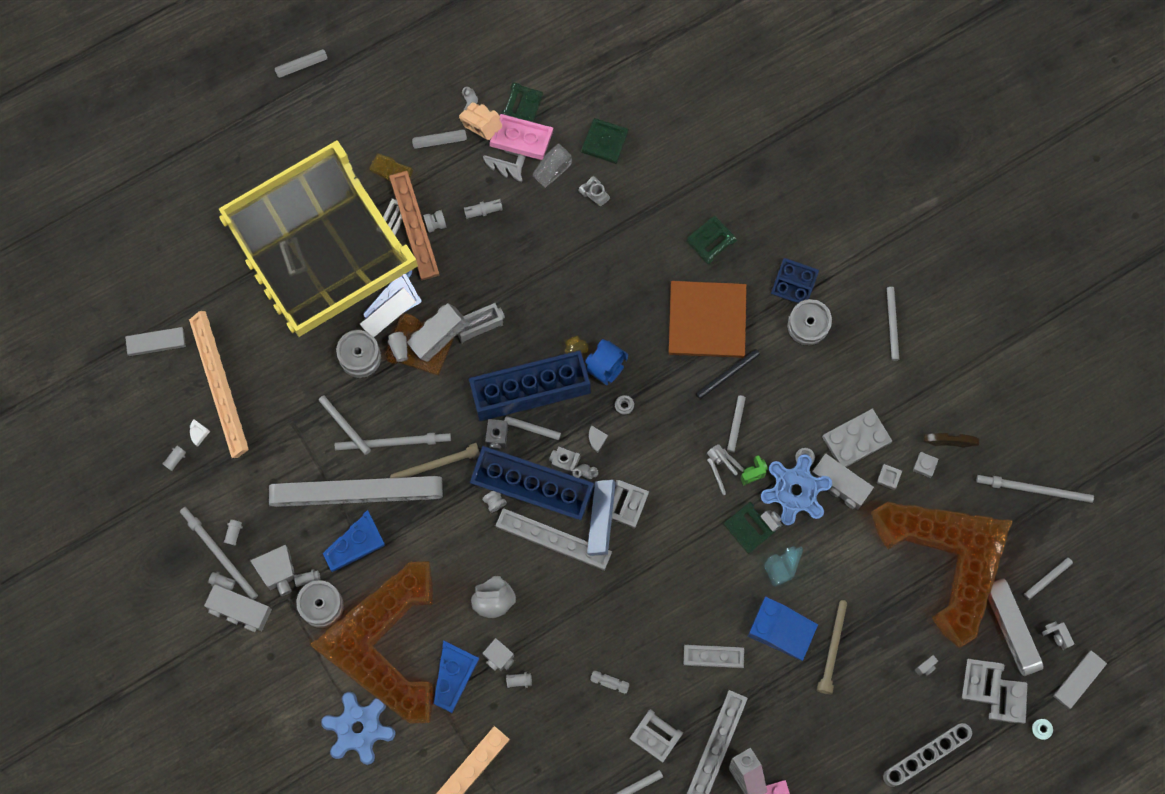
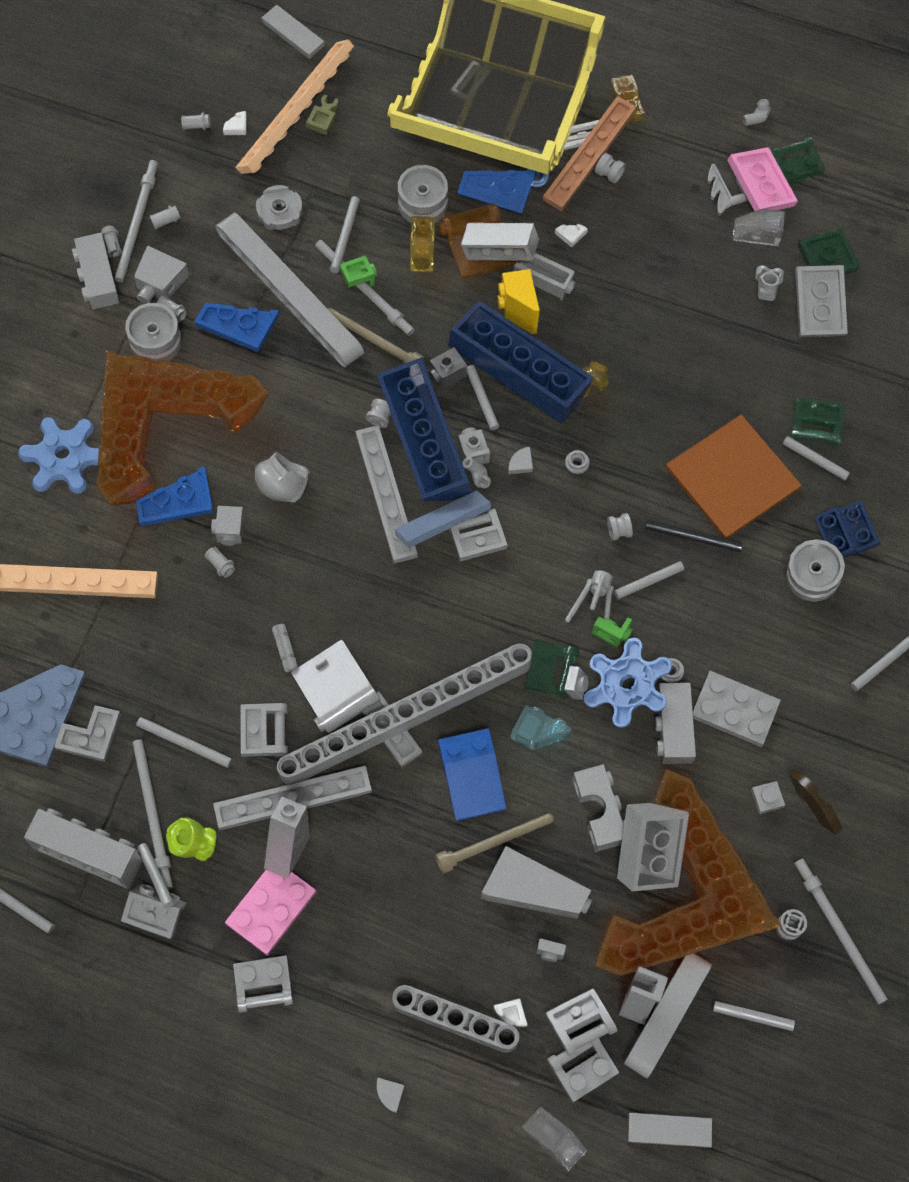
camera: 50 degrees right, 5 degrees down
(241, 373) = (322, 117): none -> olive plate
(293, 461) = (281, 219): none -> light grey plate
(382, 437) = (358, 271): none -> bright green bracket
(387, 312) = (483, 190): tile -> none
(394, 381) = (422, 243): none -> clear yellow slope
(398, 345) = (458, 218): light grey cone -> none
(438, 139) = (695, 116): light grey axle -> none
(459, 282) = (571, 233): none -> white tile
(481, 120) = (745, 133): light nougat brick -> none
(483, 208) = (661, 200): light grey pin -> none
(488, 352) = (519, 299): none -> yellow slope
(606, 362) = (603, 411): blue brick -> none
(635, 171) = (821, 301): none -> light grey plate
(665, 670) = (335, 687): none -> door
(689, 413) = (619, 526): none -> light grey wheel
(715, 629) = (399, 724): none -> light grey beam
(734, 260) = (816, 458): none -> light grey bar
(877, 571) = (595, 785): none -> light grey arch
(879, 646) = (532, 886): none -> light grey slope
(889, 477) = (722, 768): light grey plate -> none
(912, 558) = (652, 846): none -> light grey slope
(946, 718) = (511, 1013): none -> white tile
(997, 633) = (642, 994): none -> light grey window
(1009, 514) = (789, 930): none -> light grey wheel
(1036, 729) = (588, 1119): light aqua plate -> none
(1039, 750) = (554, 1138): none -> clear slope
(1061, 635) = (700, 1074): light grey bracket -> none

